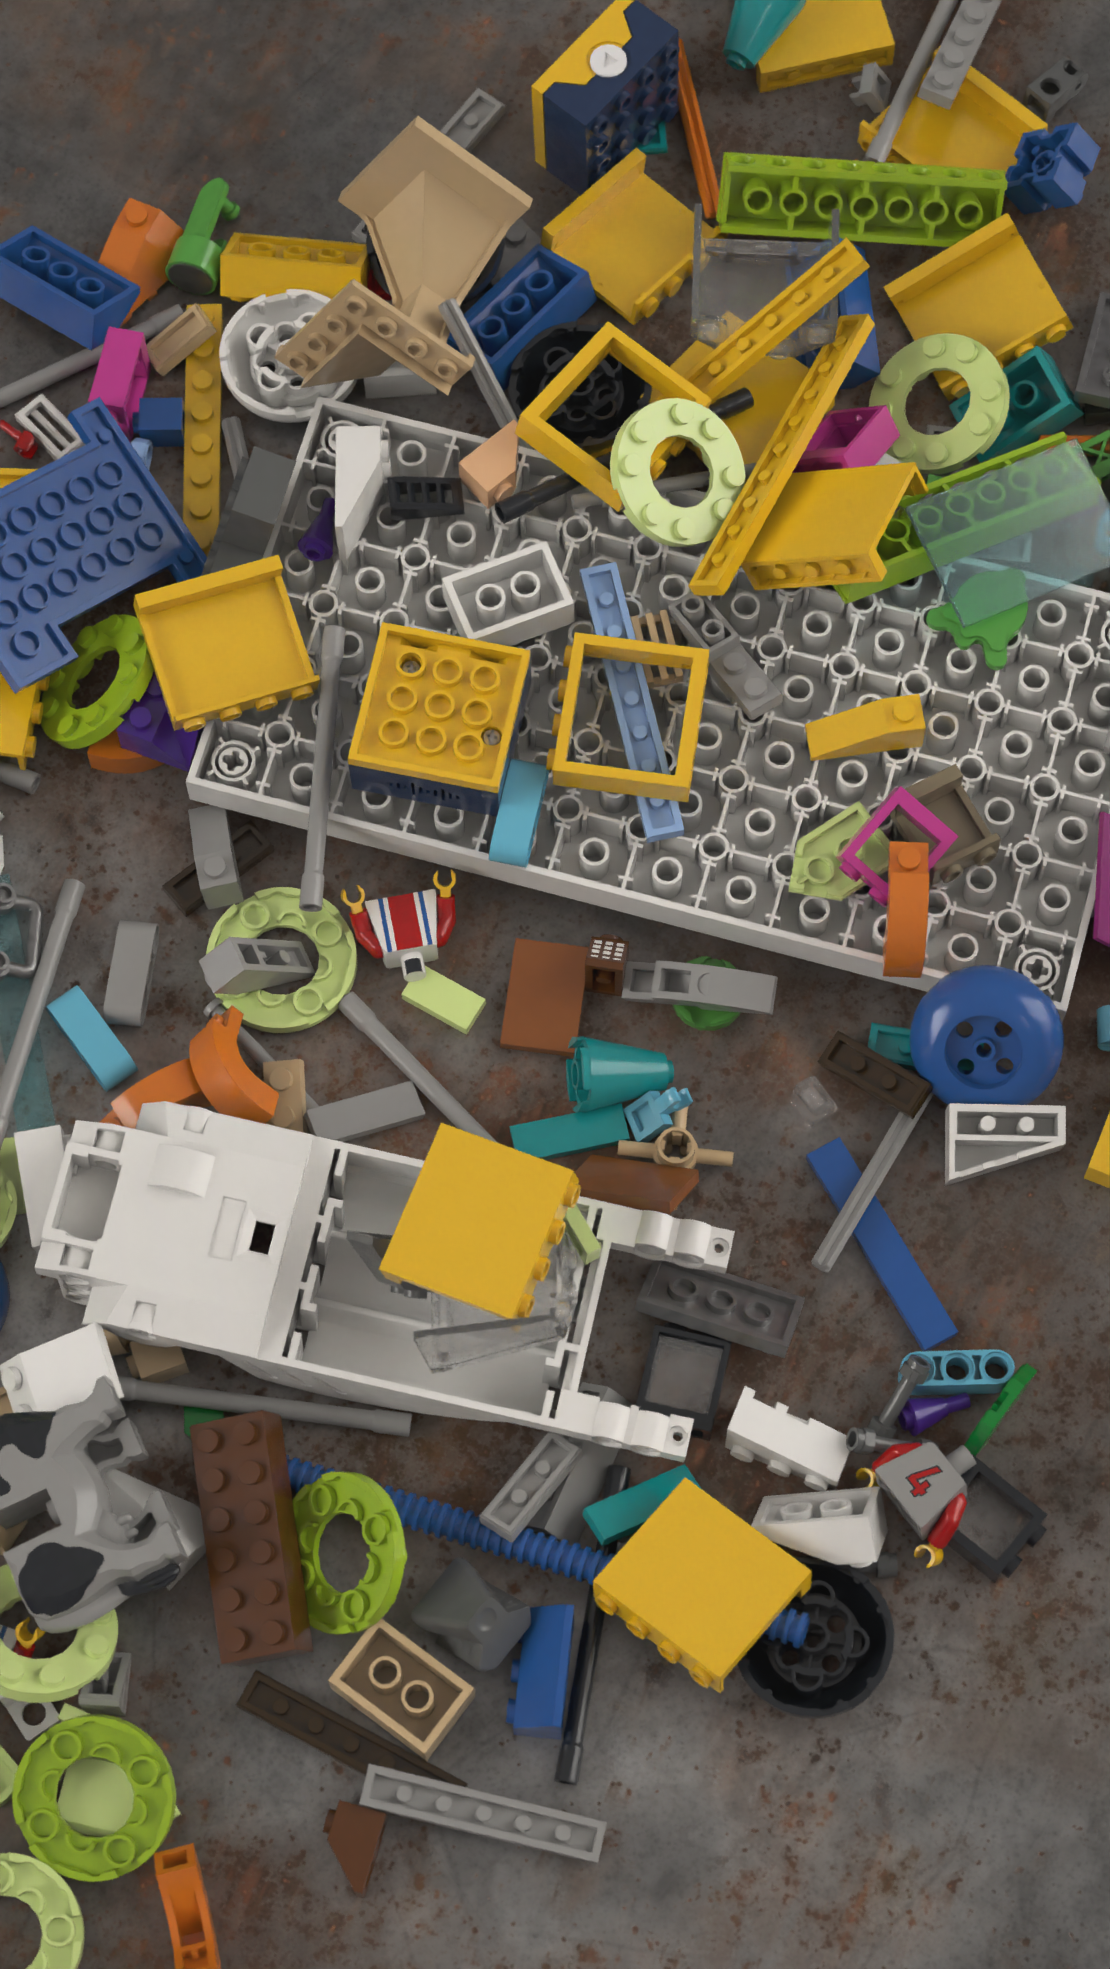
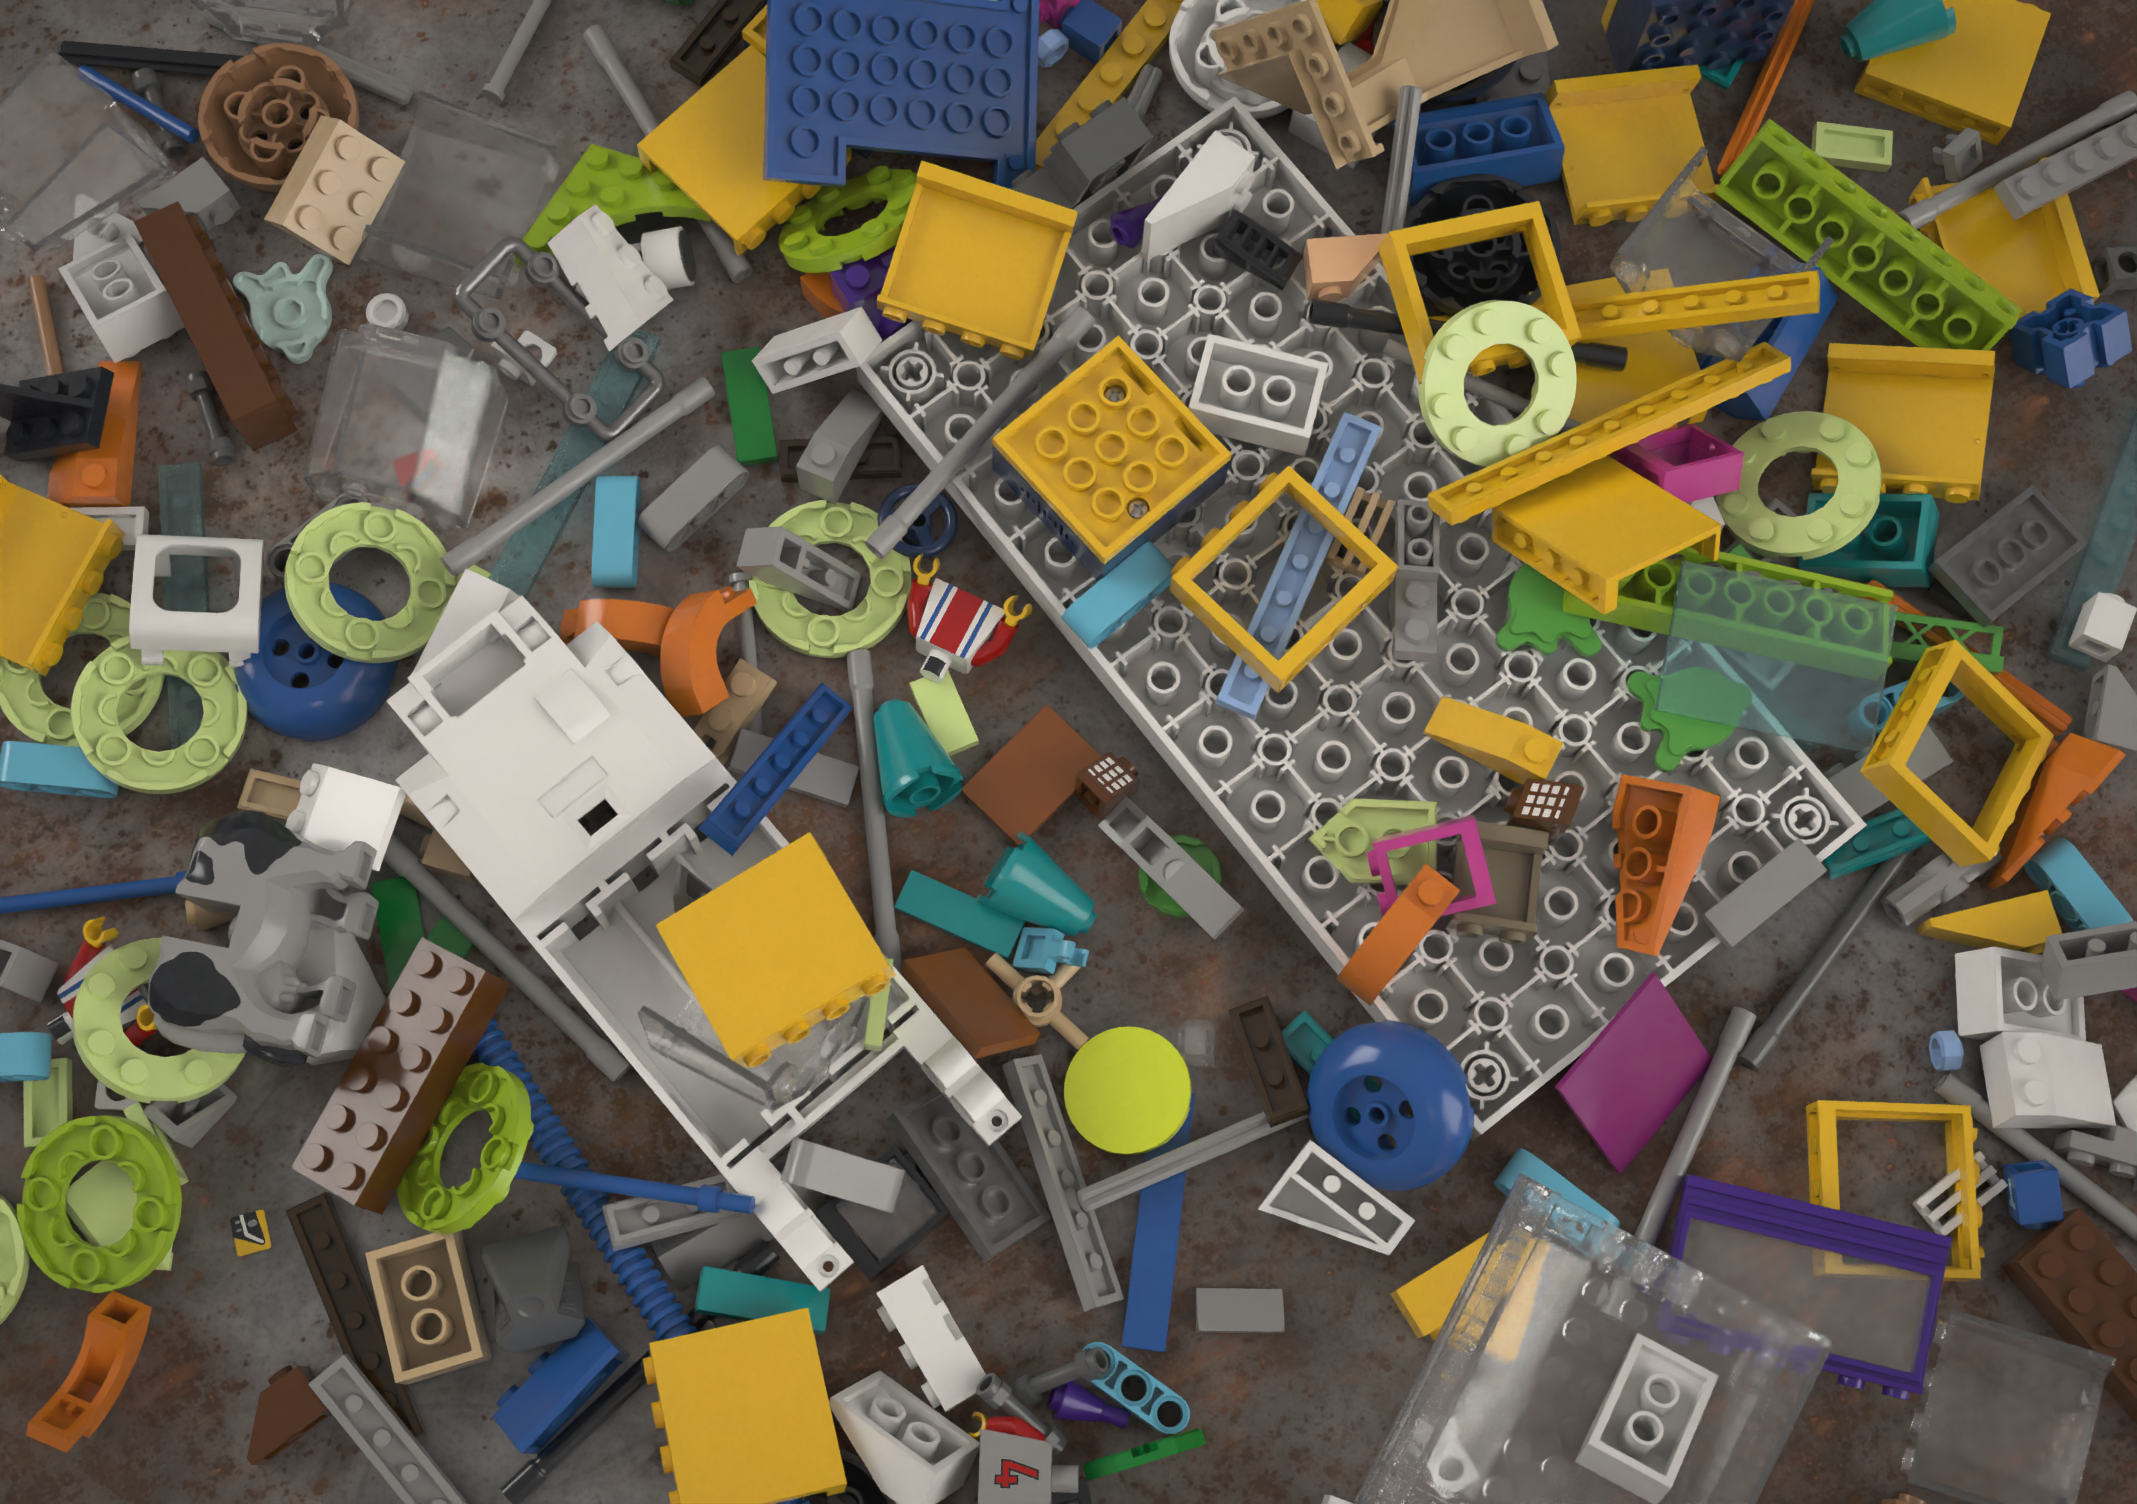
camera: 30 degrees right, 5 degrees up
(118, 877) = (749, 408): none -> green tile
(147, 795) = (817, 350): none -> white brick
(164, 1445) = (399, 923): none -> green tile
(220, 1743) = (250, 1233): none -> sticker
(291, 882) = (919, 538): none -> dark blue piece
(361, 1115) = (775, 769): none -> blue tile
(450, 1046) = (912, 762): none -> teal cone
(554, 1450) = (707, 1198): none -> blue bar
(638, 1365) = (842, 1175): none -> light grey beam
(790, 1168) = (1127, 1091): none -> neon yellow tile
(791, 132) = (1853, 146): none -> yellowish green tile
(796, 1268) = (1061, 1181): none -> light grey plate
(831, 621) = (1539, 618): none -> bright green tile
(938, 747) = (1543, 806): none -> reddish brown slope
(988, 1266) = (1239, 1310): none -> light grey slope
(1039, 722) = (1660, 845): none -> orange wedge

